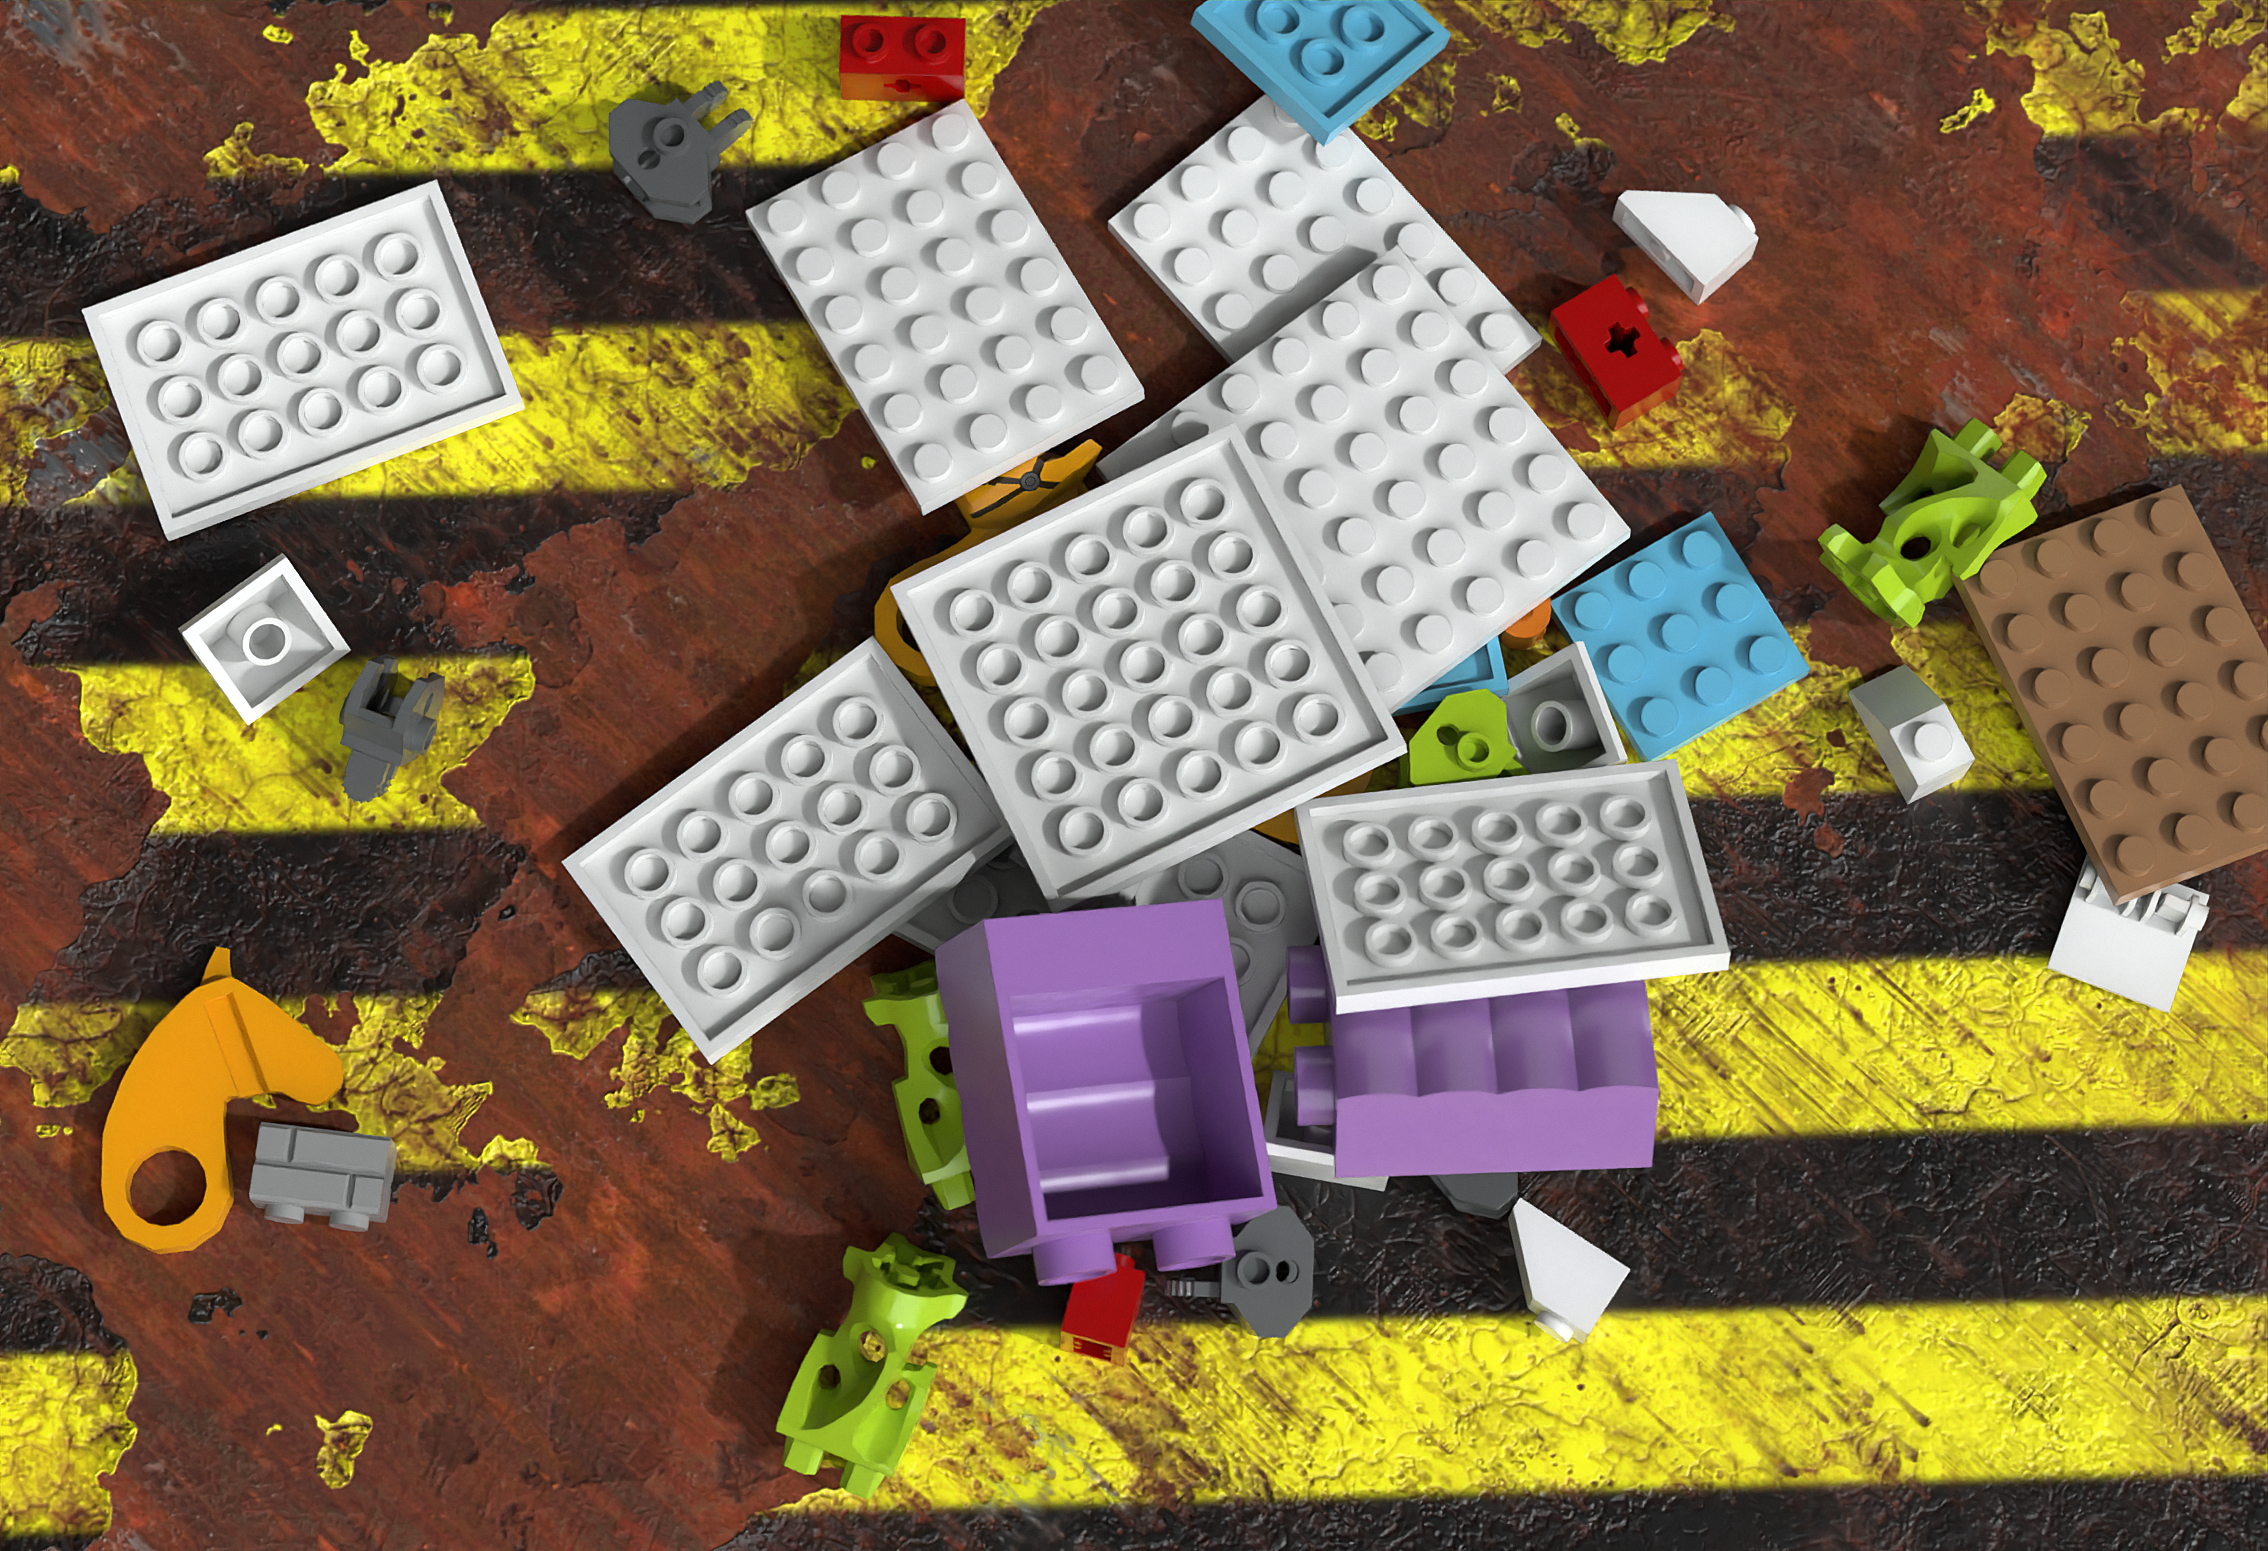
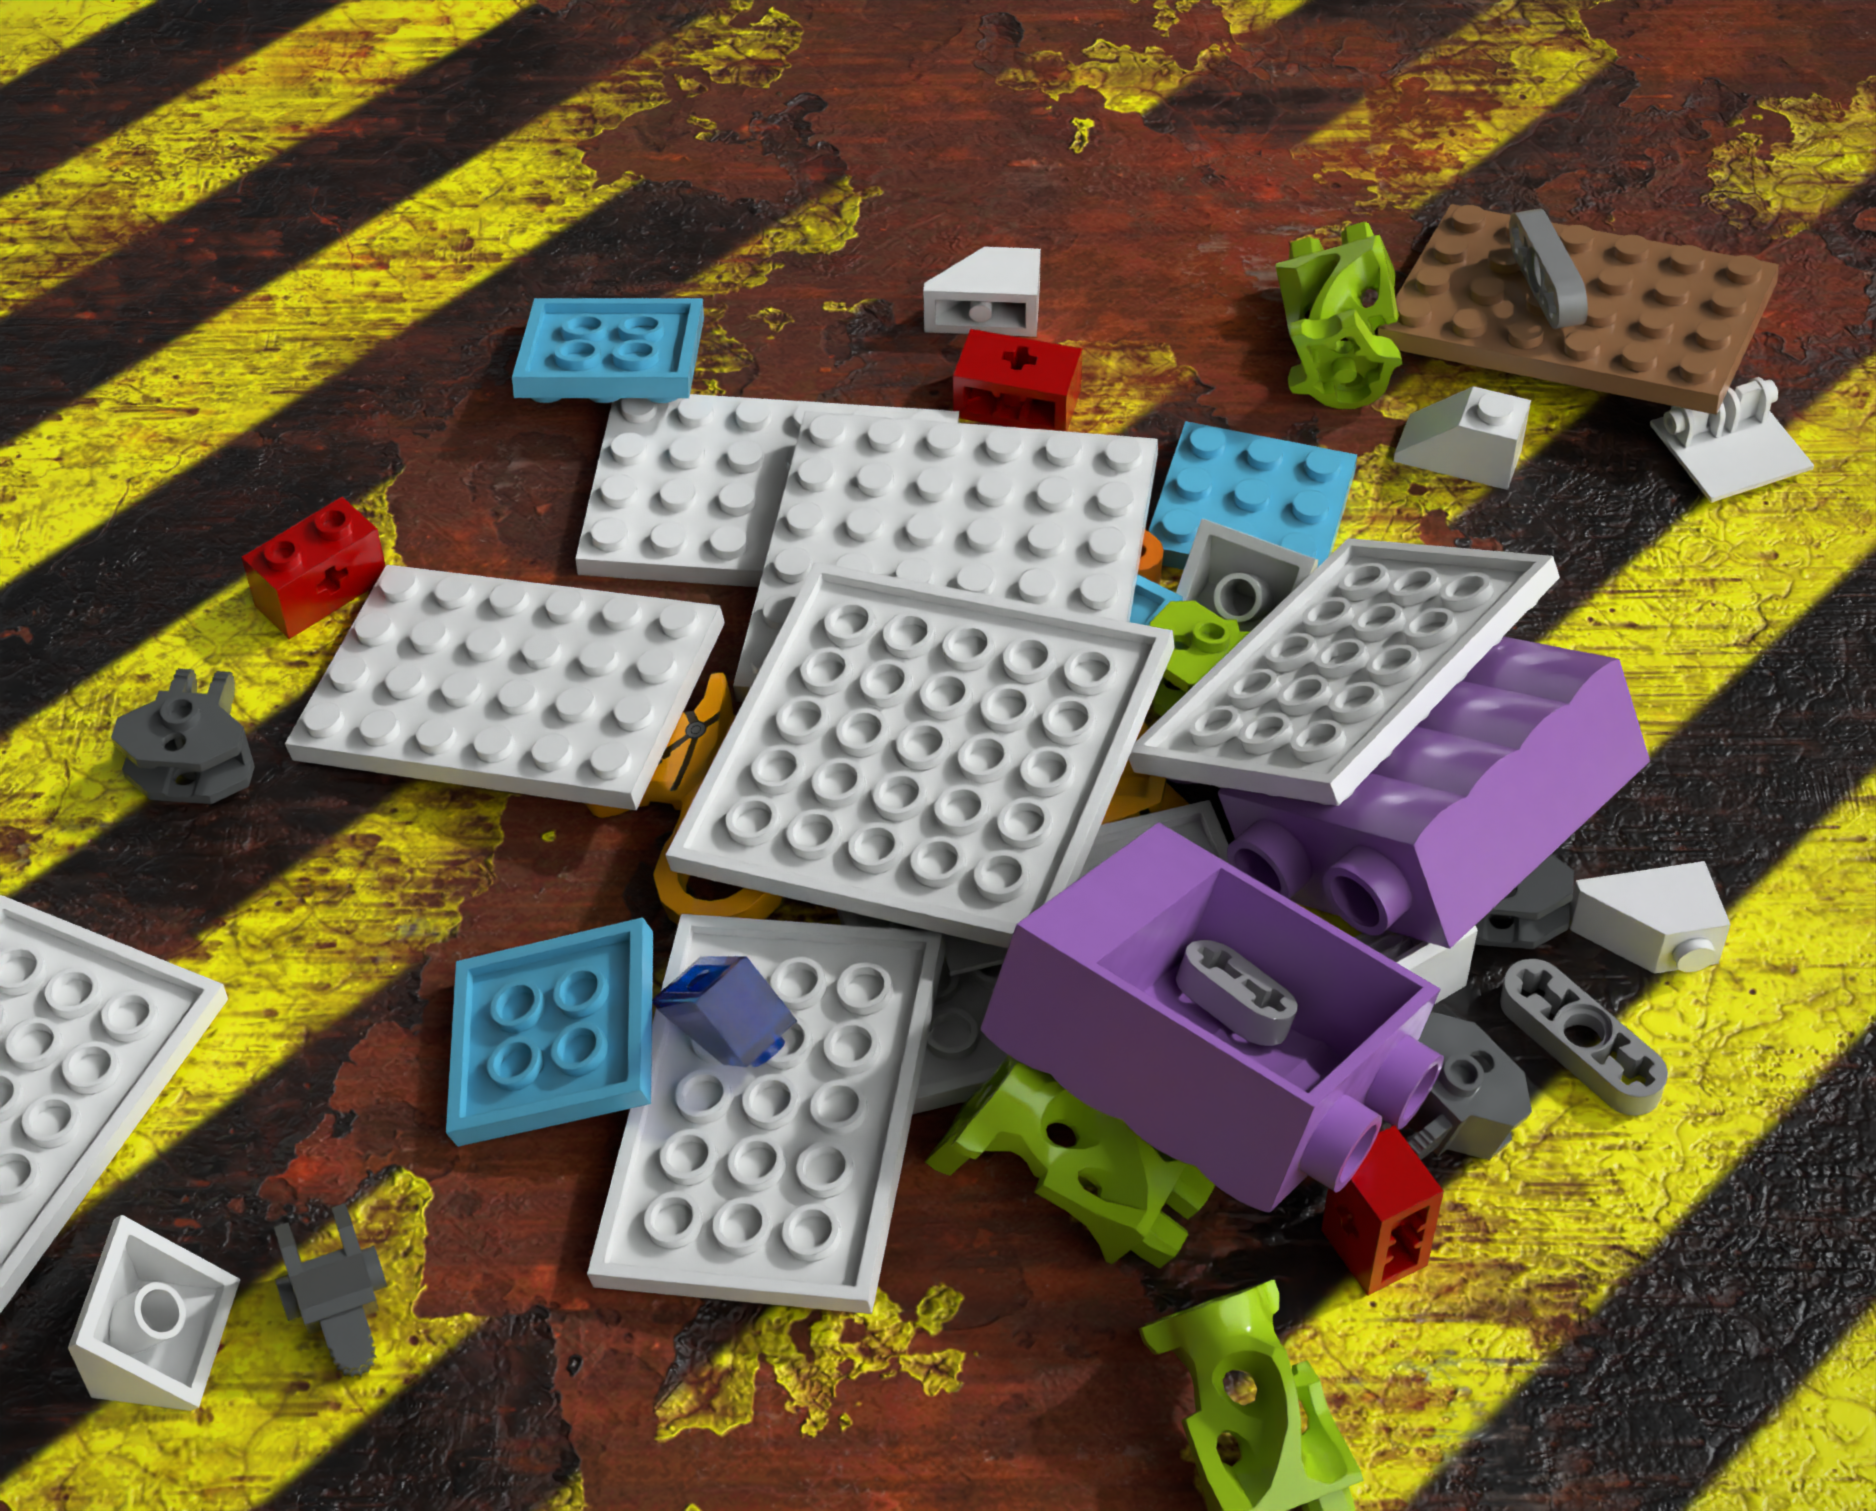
camera: 40 degrees left, 25 degrees down
(701, 650) = (551, 1033): none -> medium azure plate
(811, 754) = (727, 1010): none -> clear blue slope
(1165, 1067) = (1236, 992): none -> light grey beam
(1397, 1259) = (1591, 1064): none -> light grey beam
(2129, 648) = (1548, 268): none -> light grey beam

